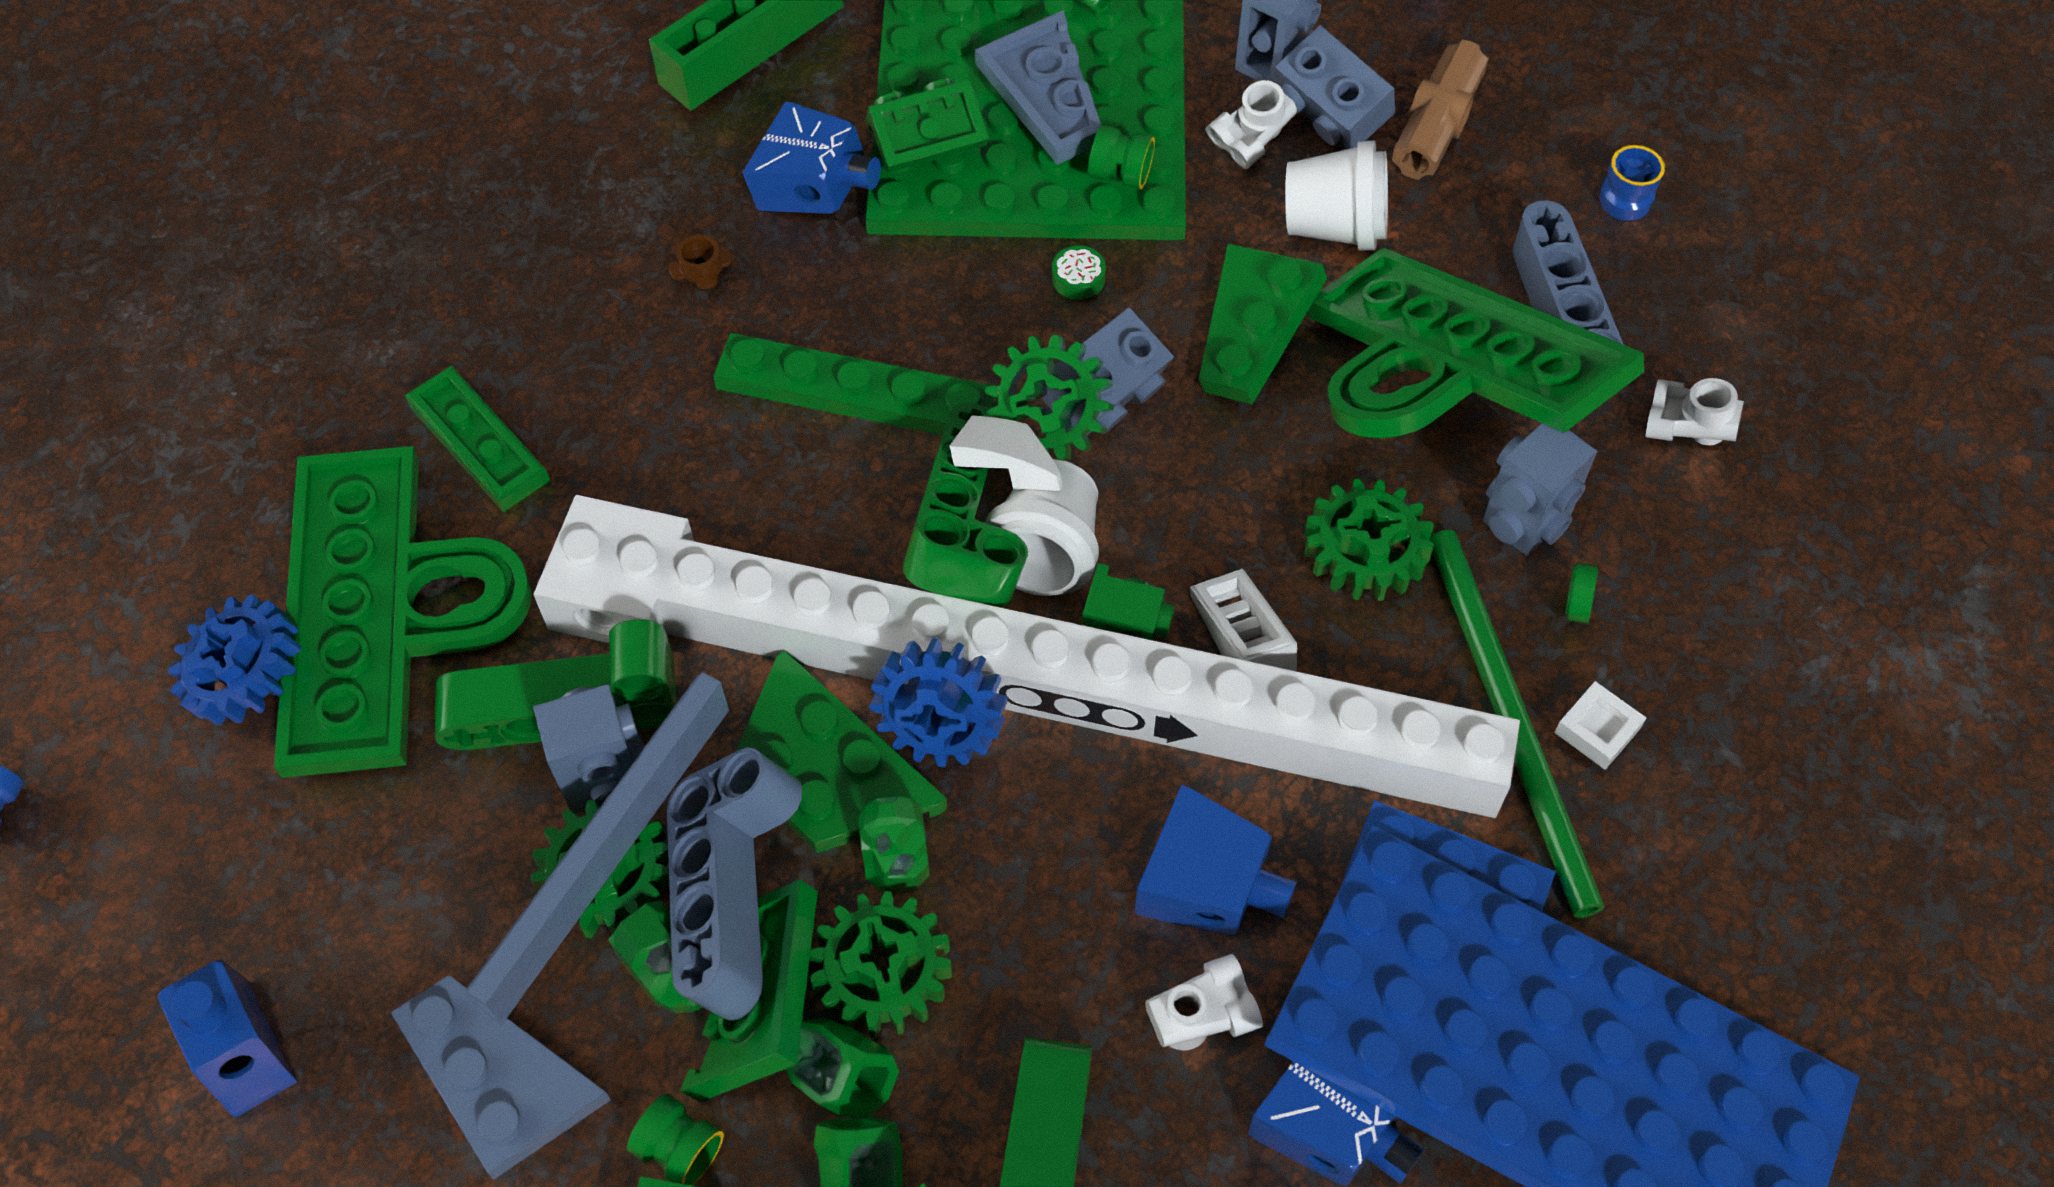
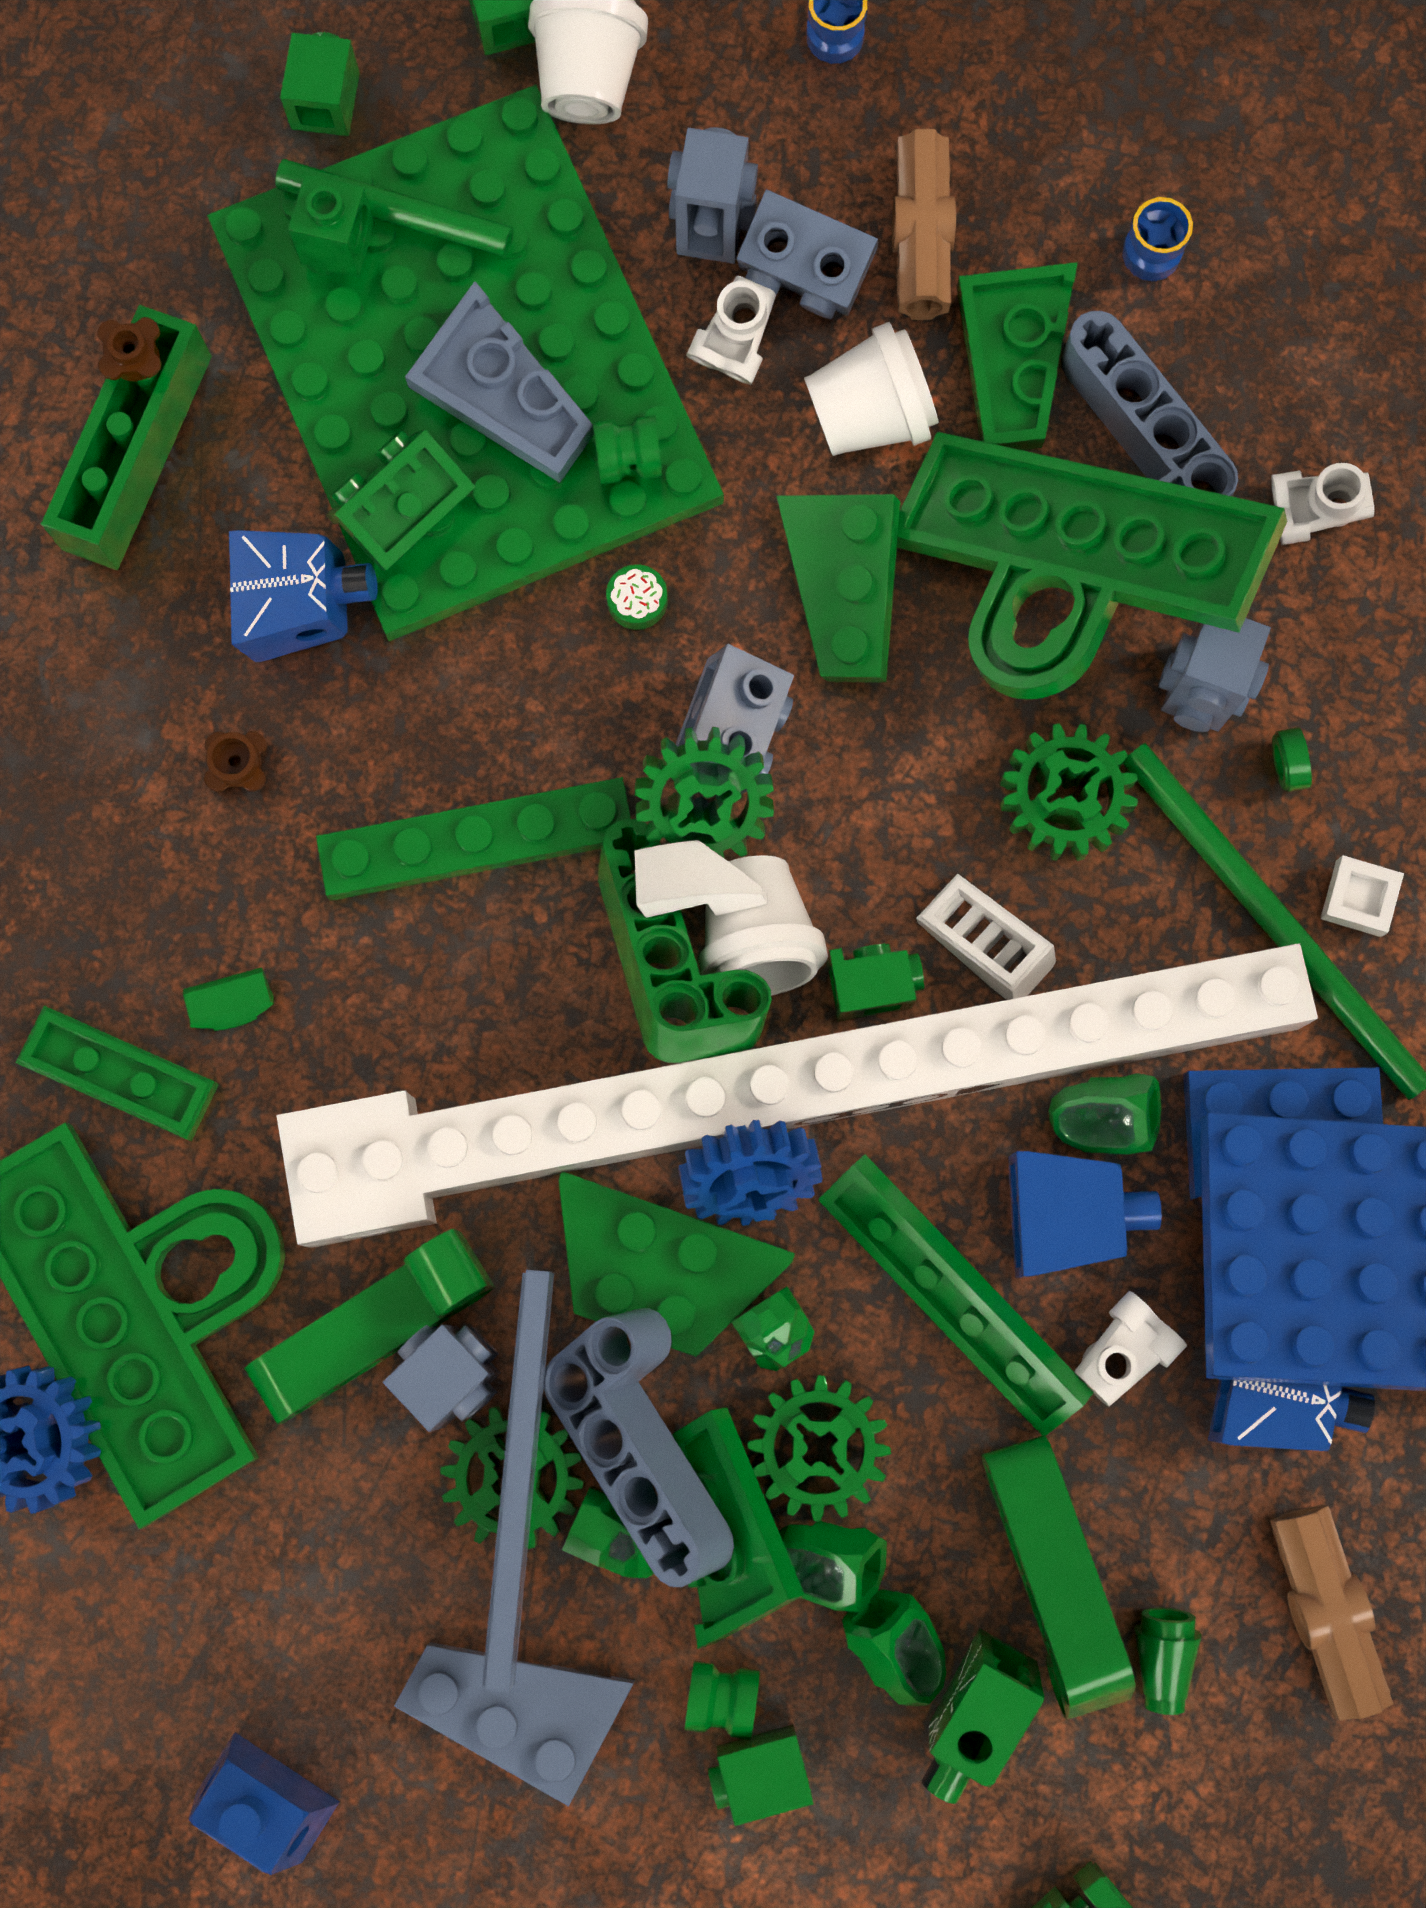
camera: 25 degrees left, 20 degrees up
(593, 423) = (228, 1000): none -> green piece
(1071, 896) = (955, 1296): none -> green plate
(1286, 801) = (1109, 1114): none -> green rock
(1479, 212) = (1014, 347): none -> green wing

